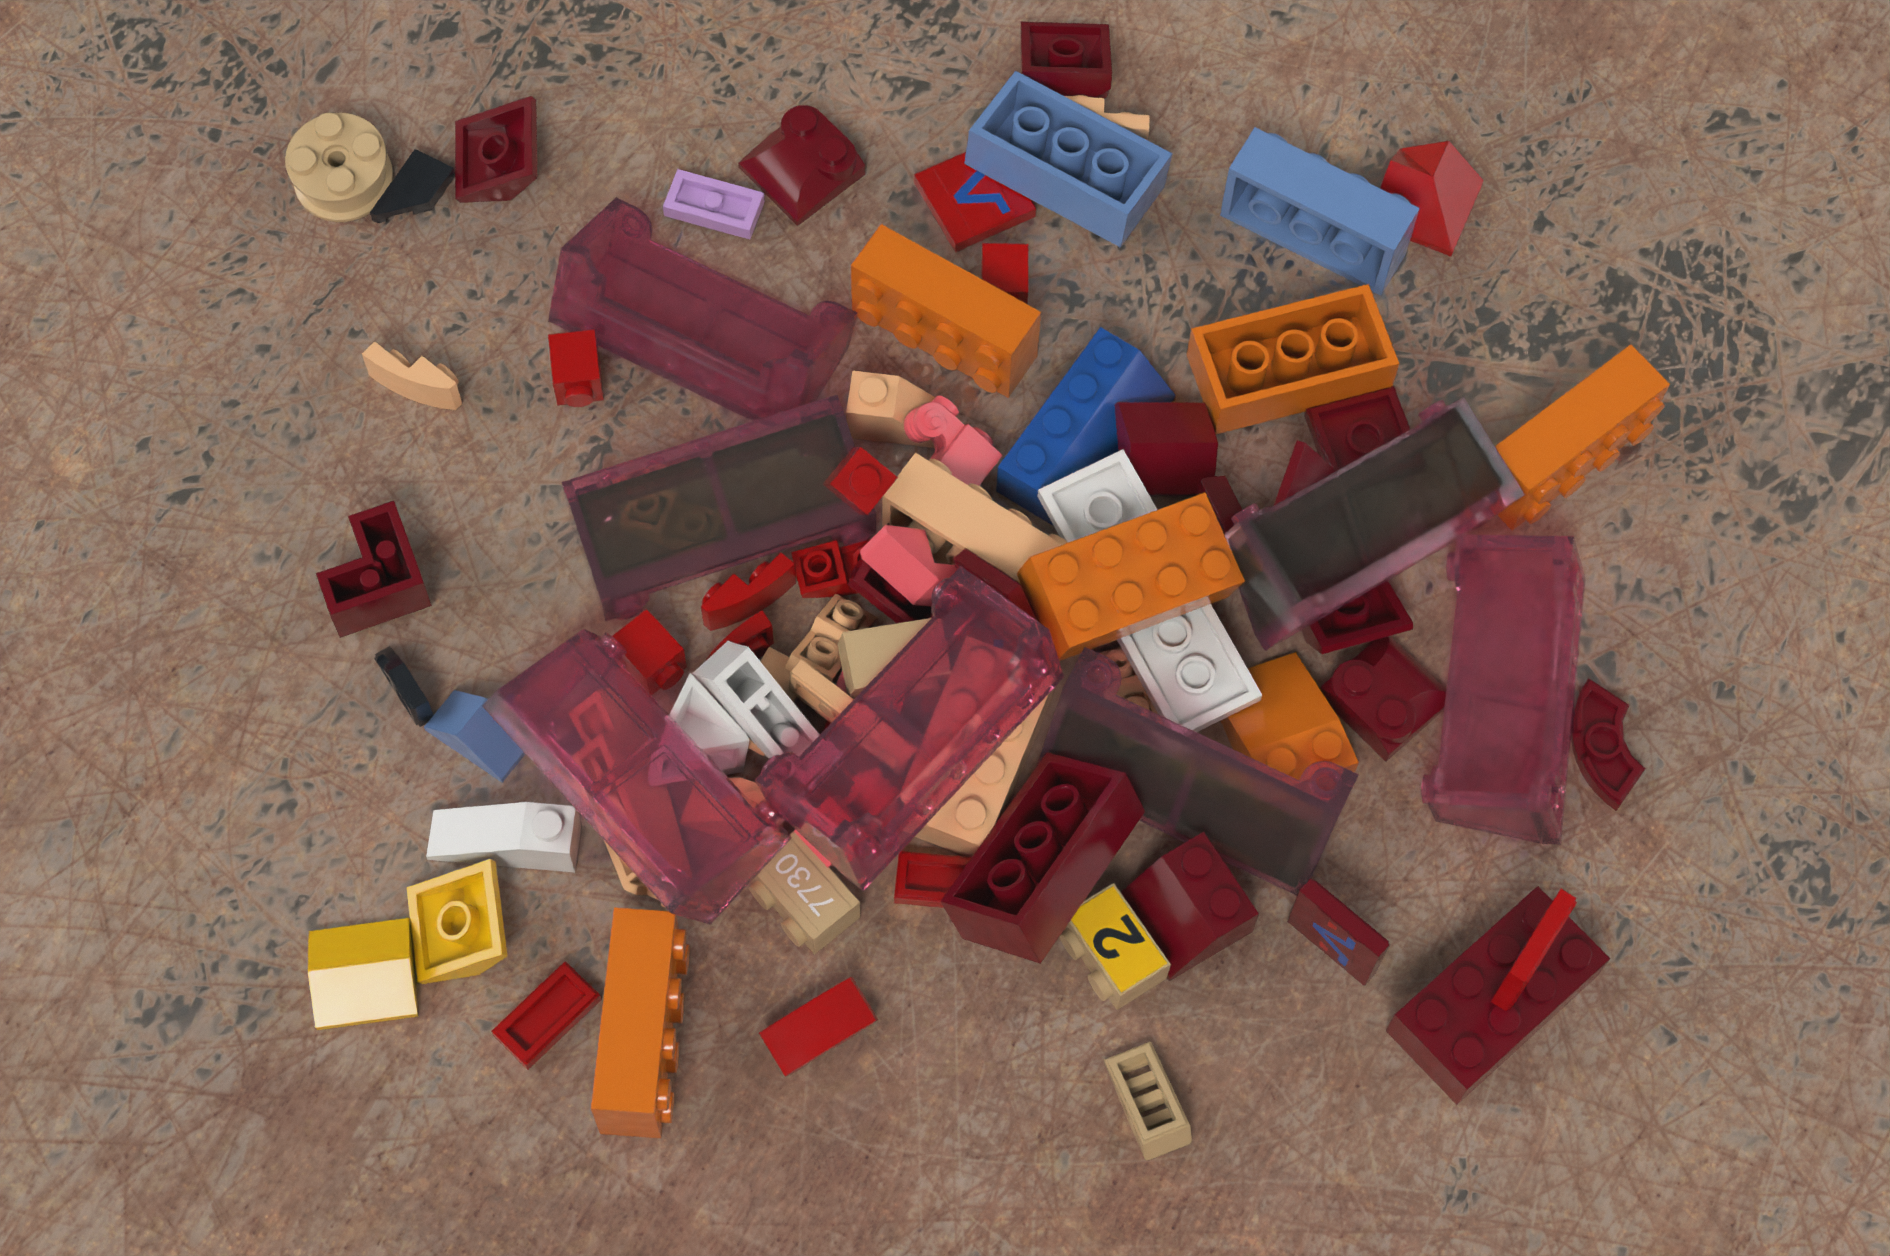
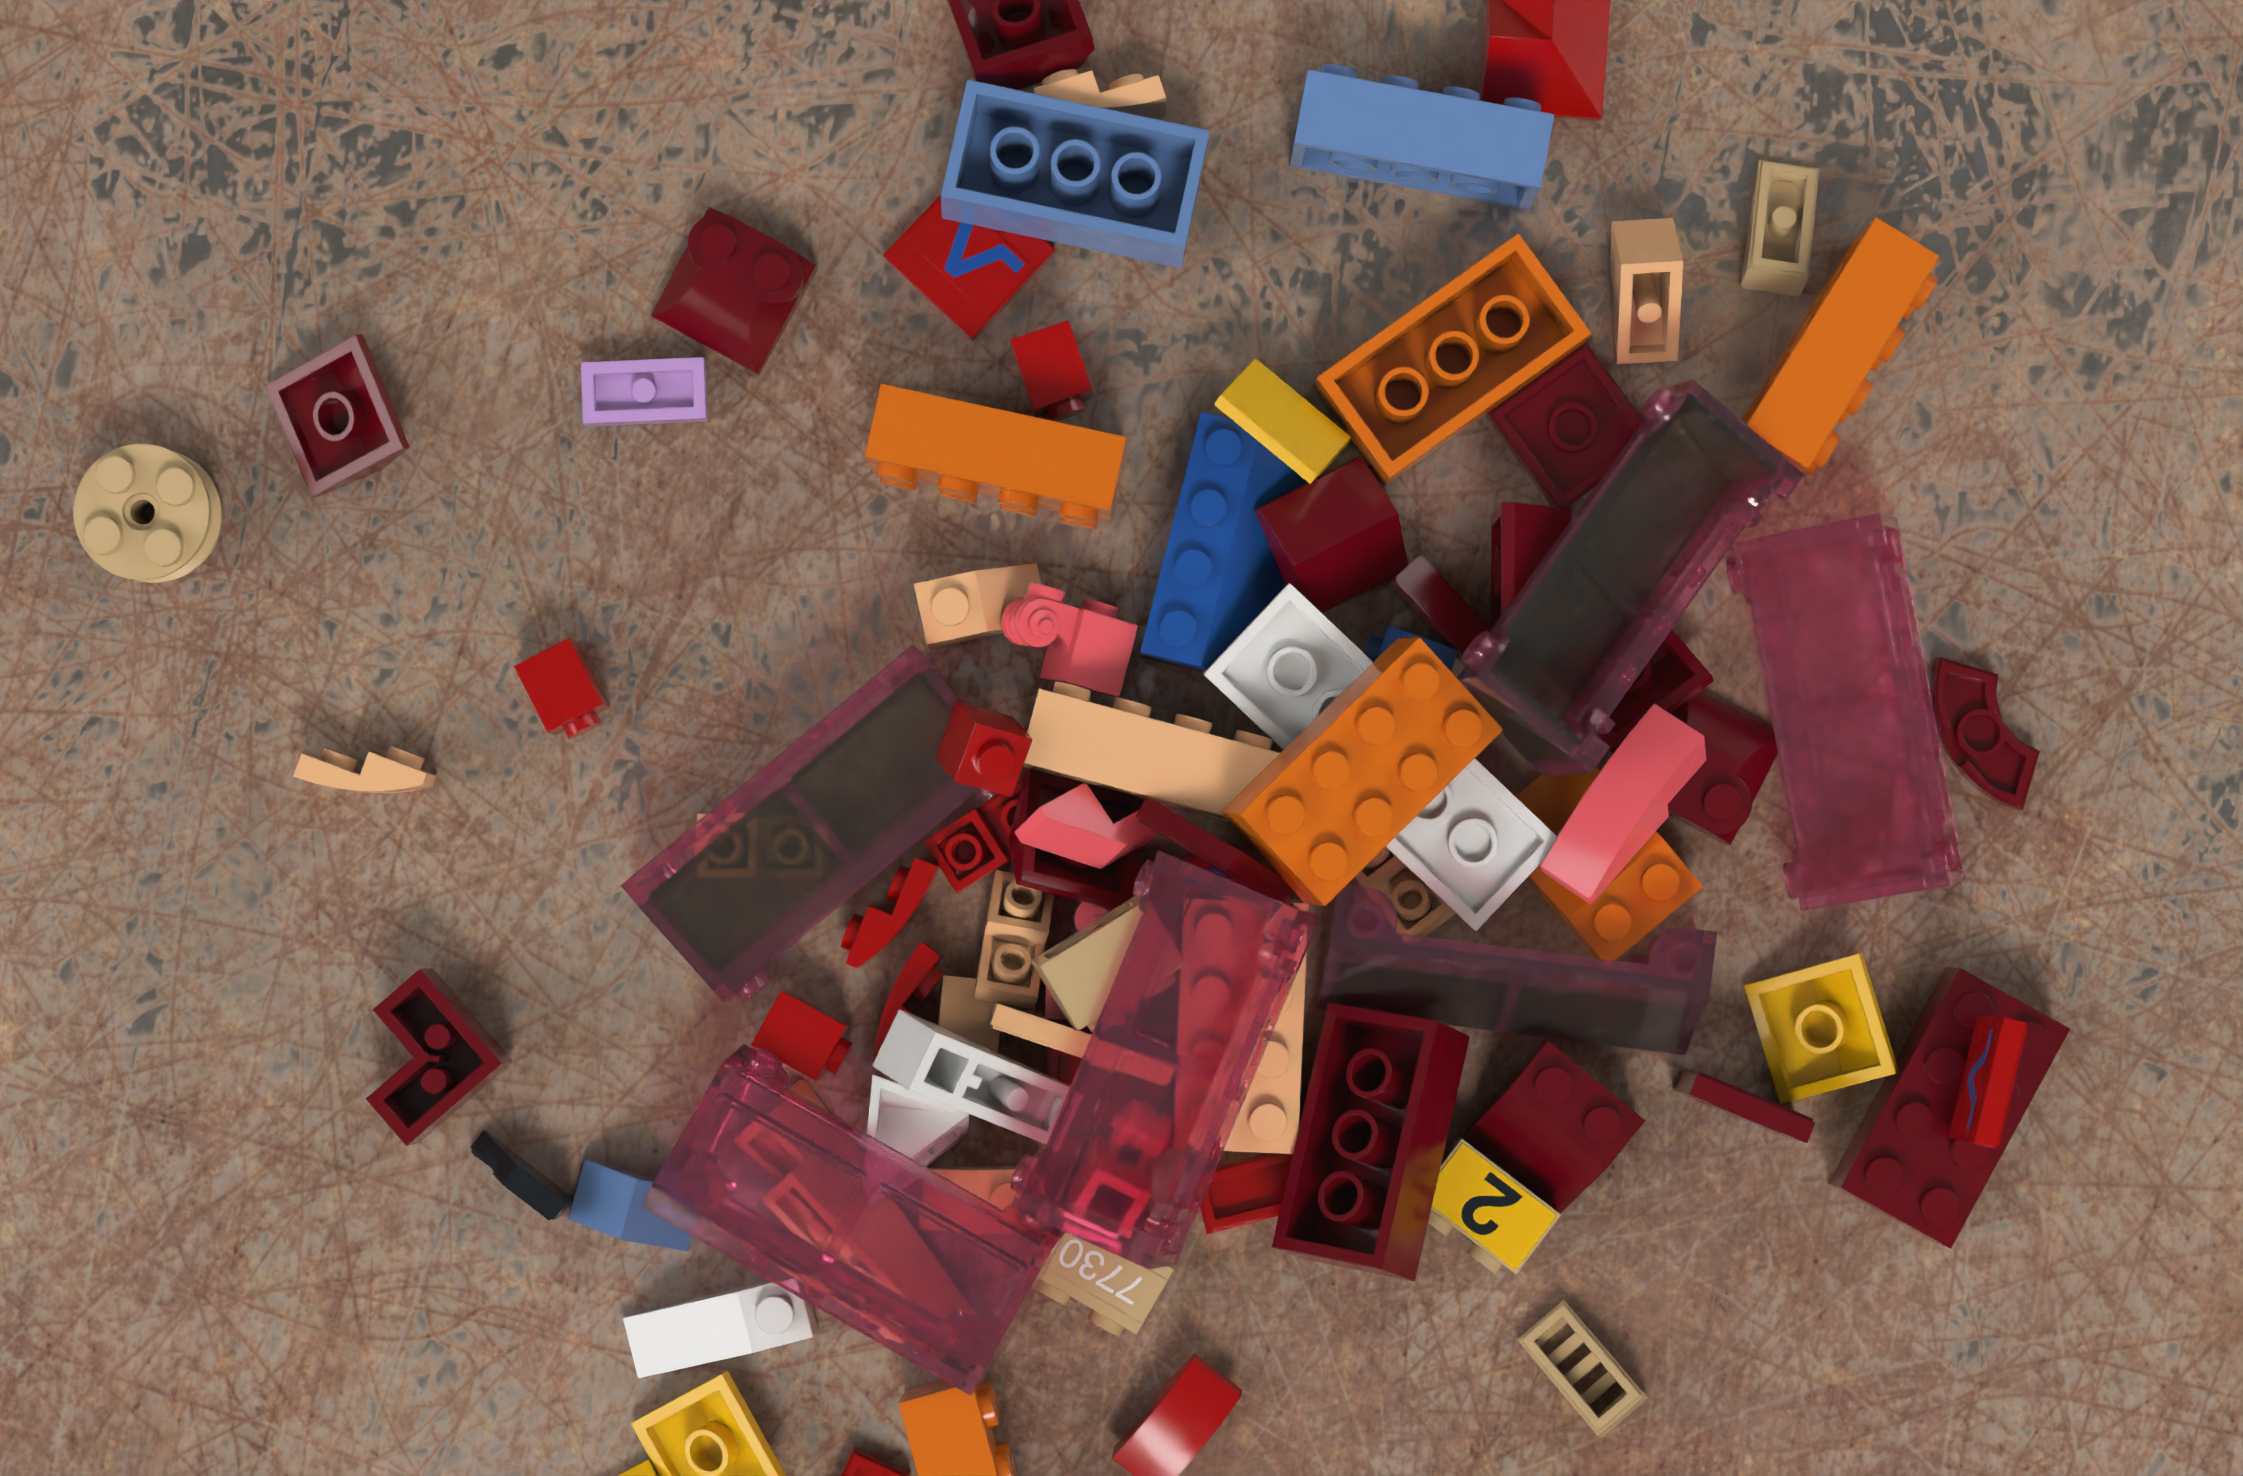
camera: 15 degrees left, 20 degrees up
(414, 187) = (253, 501): black tile -> none
(694, 320) = (688, 566): clear pink windscreen -> none
(1160, 352) = (1283, 421): none -> yellow slope
(1319, 680) = (1625, 803): none -> coral slope
(1419, 905) = (1821, 1028): none -> yellow slope
(1447, 360) = (1645, 290): none -> light nougat slope
(1557, 361) = (1780, 228): none -> tan slope

